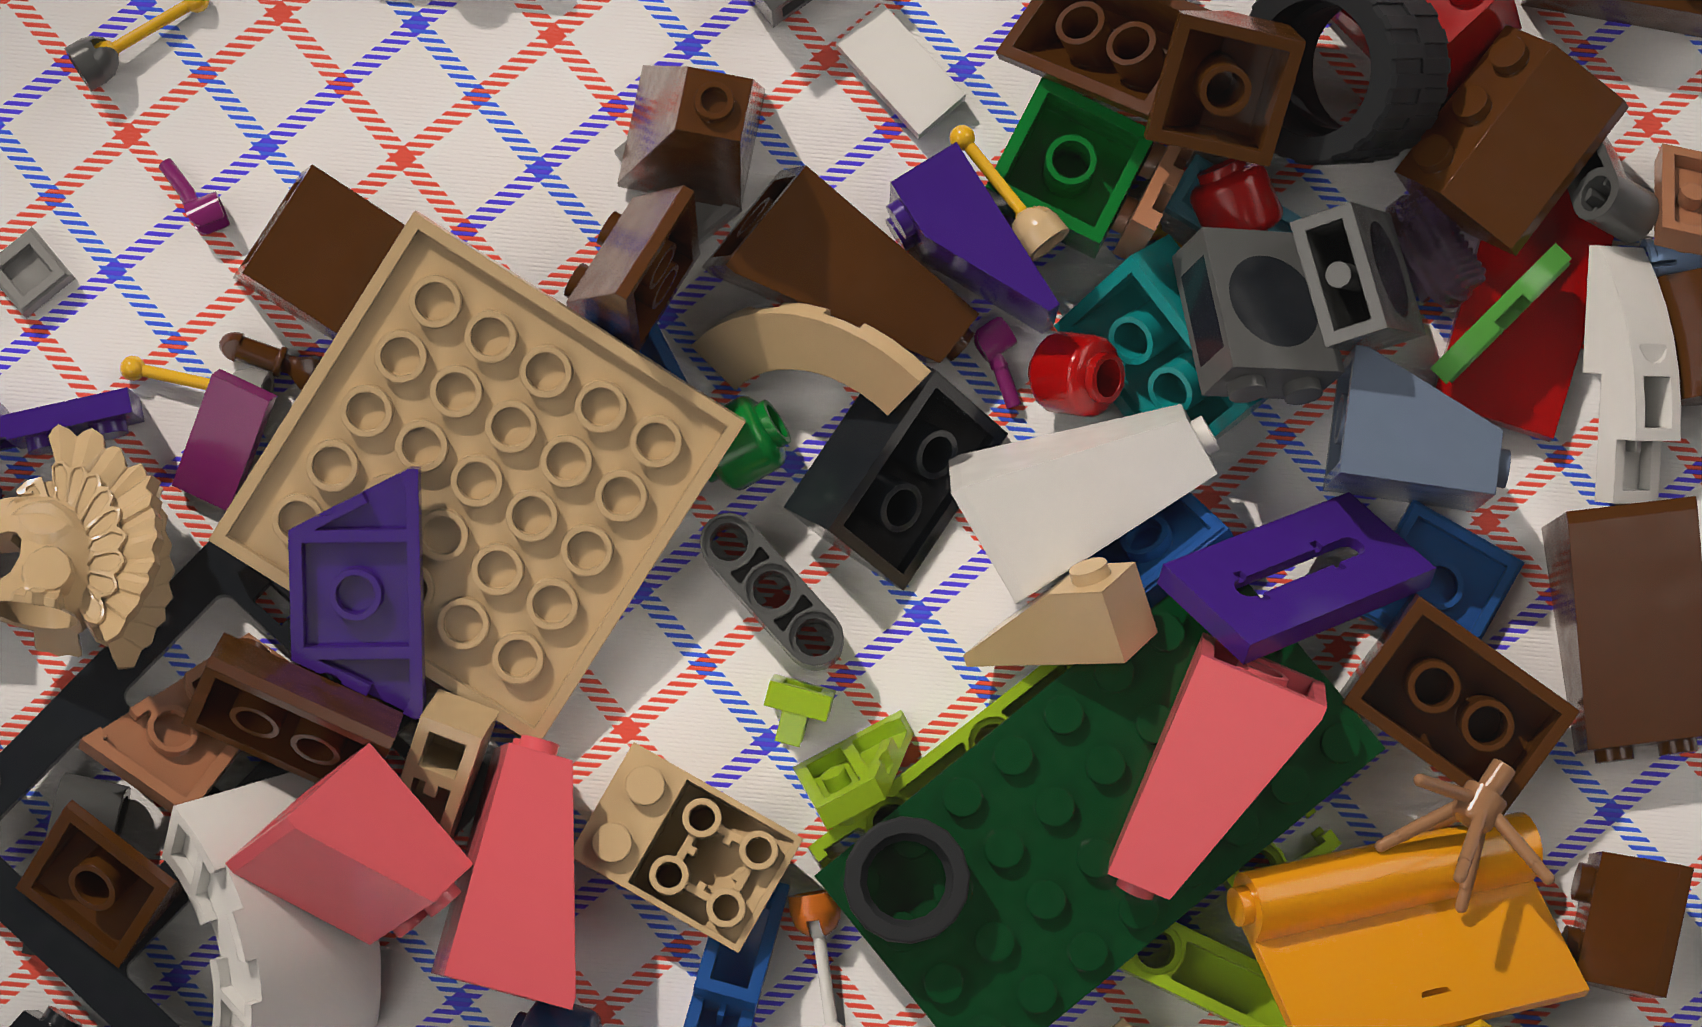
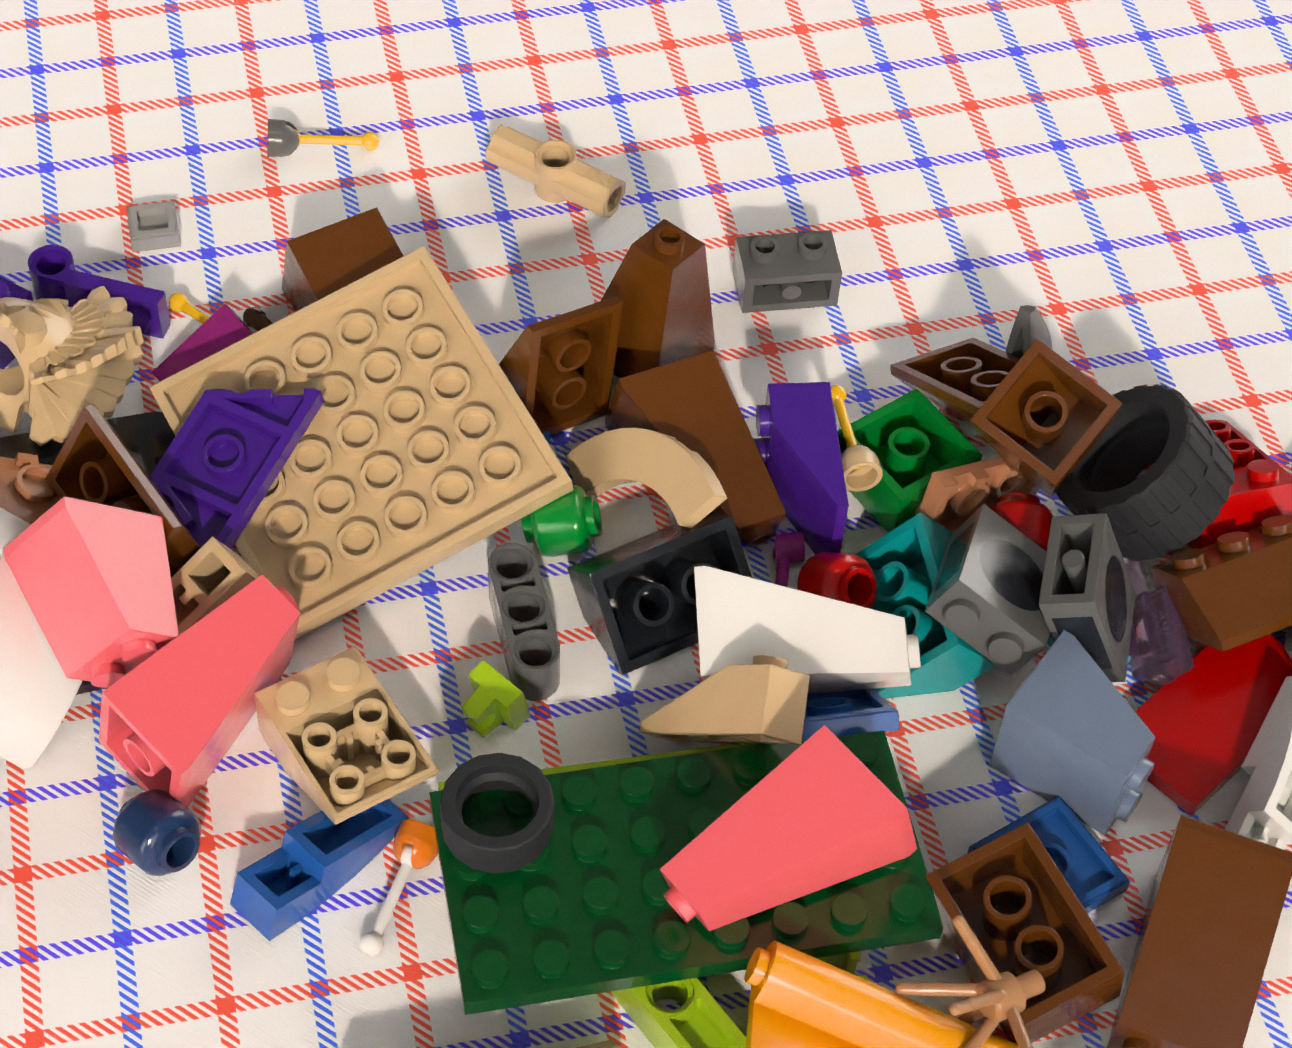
camera: 25 degrees right, 30 degrees down
(204, 212) = (286, 232): magenta hand -> none
(855, 772) = (533, 750): lime wing -> none
(900, 71) = (813, 358): white tile -> none
(1258, 626) = (933, 765): dark purple piece -> none
(1501, 314) = (1194, 684): bright green tile -> none

